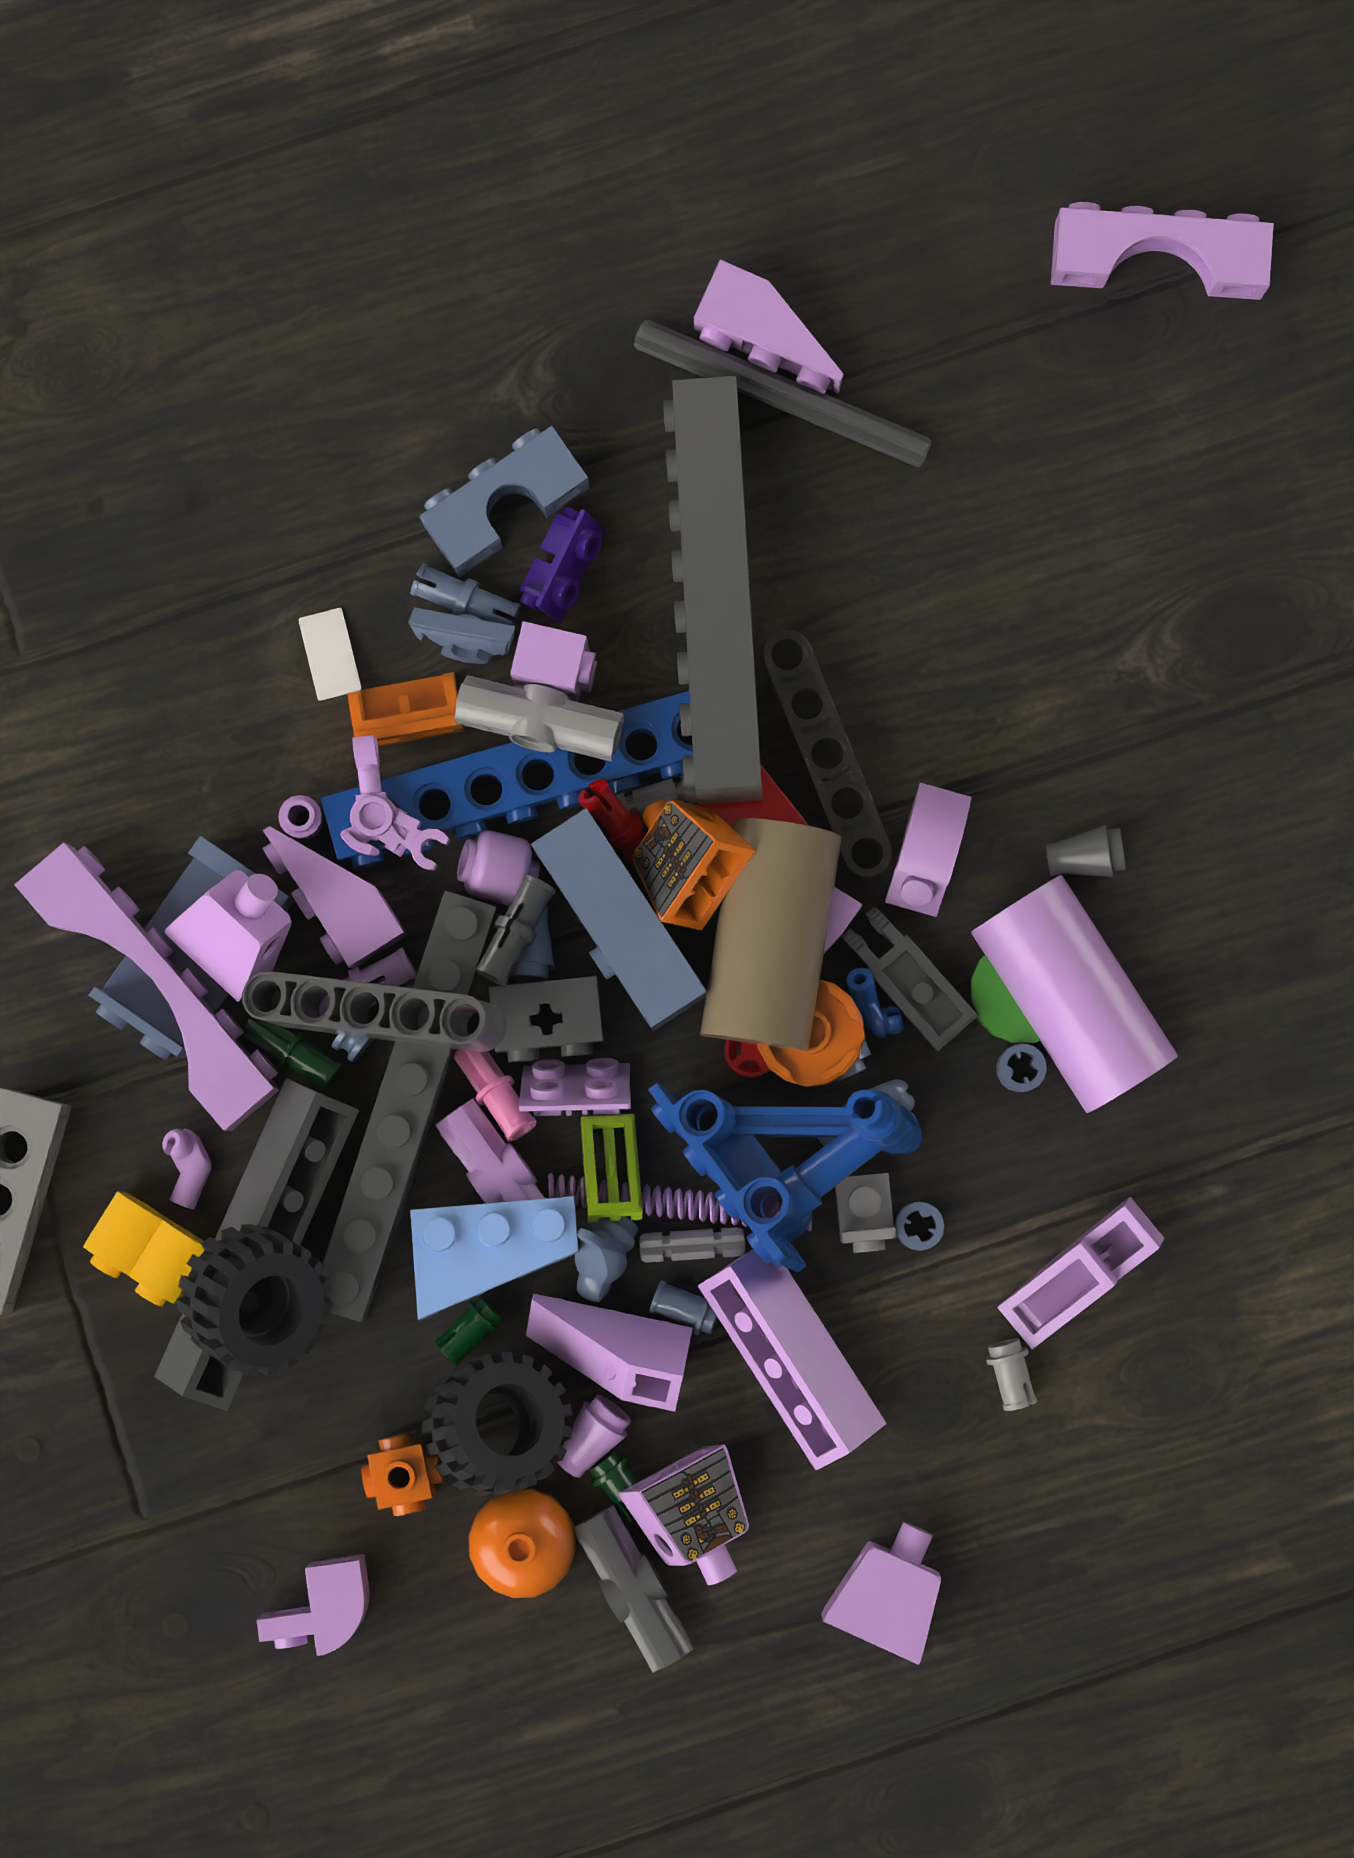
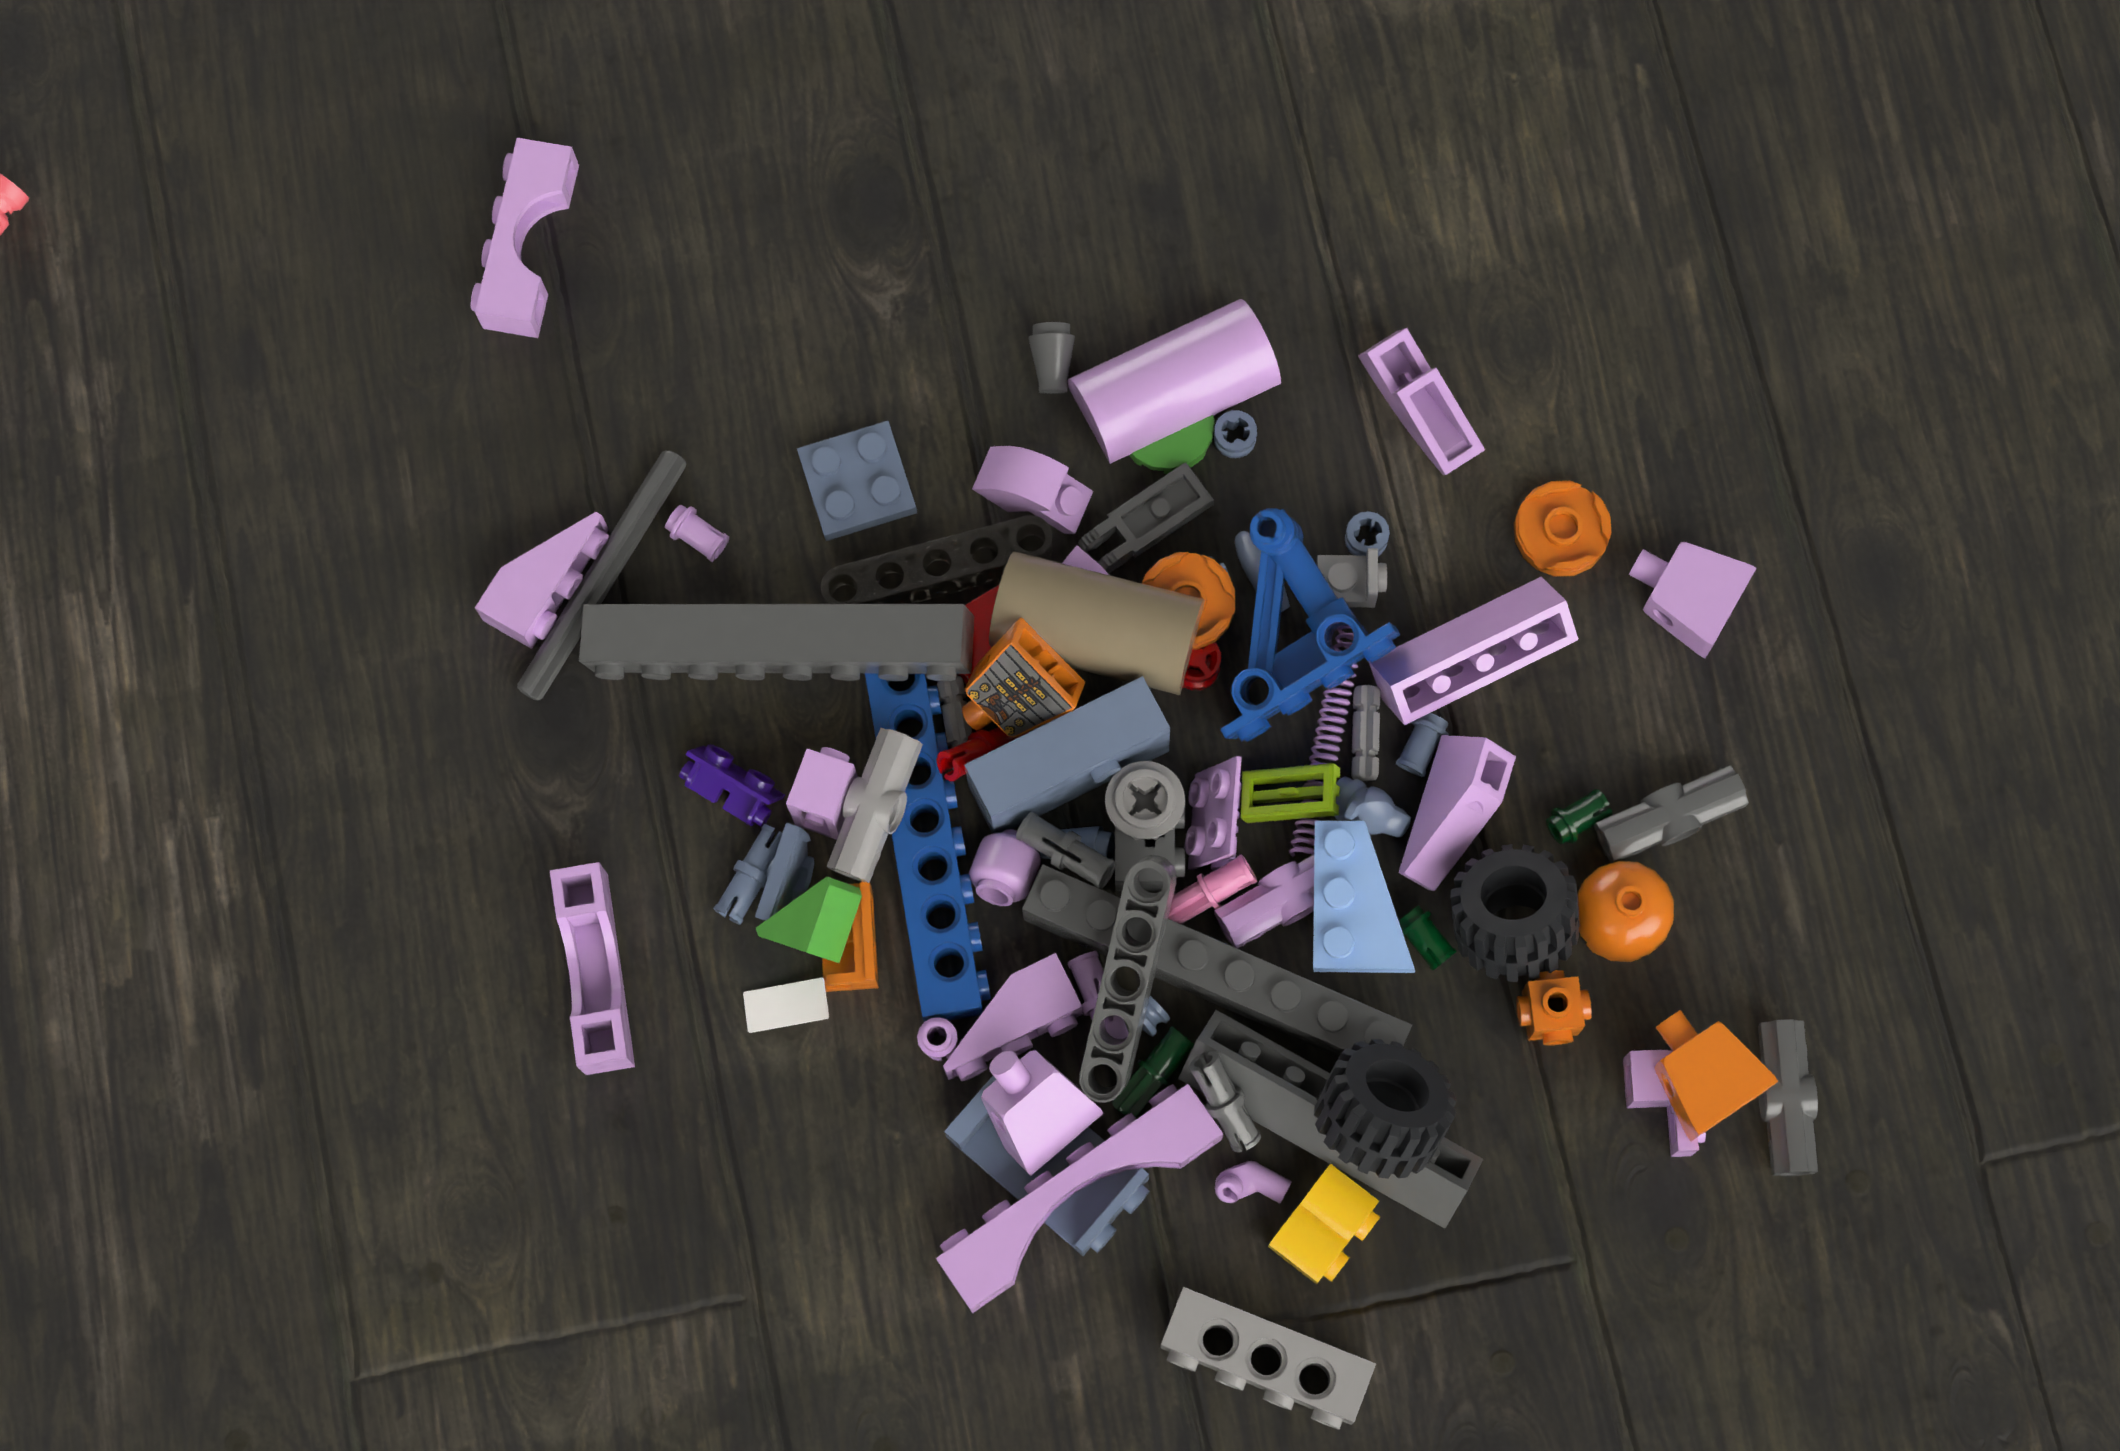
camera: 85 degrees left, 10 degrees down
(258, 1129) = (1225, 1101): none -> dark grey pin
(297, 458) = (594, 966): none -> lavender arch
(332, 1735) = (1791, 1102): none -> dark grey piece
(333, 1646) = (1708, 1074): none -> orange torso
(377, 818) = (946, 963): lavender piece -> none
(406, 671) = (816, 920): none -> bright green slope
(537, 469) = (684, 866): sand blue arch -> none
(574, 983) = (1145, 777): none -> light grey gear
(594, 1433) = (1528, 827): lavender cone -> none
(692, 1511) = (1606, 751): torso -> none
(840, 488) = (696, 532): none -> lavender pin
(864, 993) = (1147, 556): blue arm -> none
(921, 655) = (857, 480): none -> sand blue plate
(952, 1443) = (1562, 528): none -> orange tile
(1012, 1373) = (1505, 469): light grey pin -> none

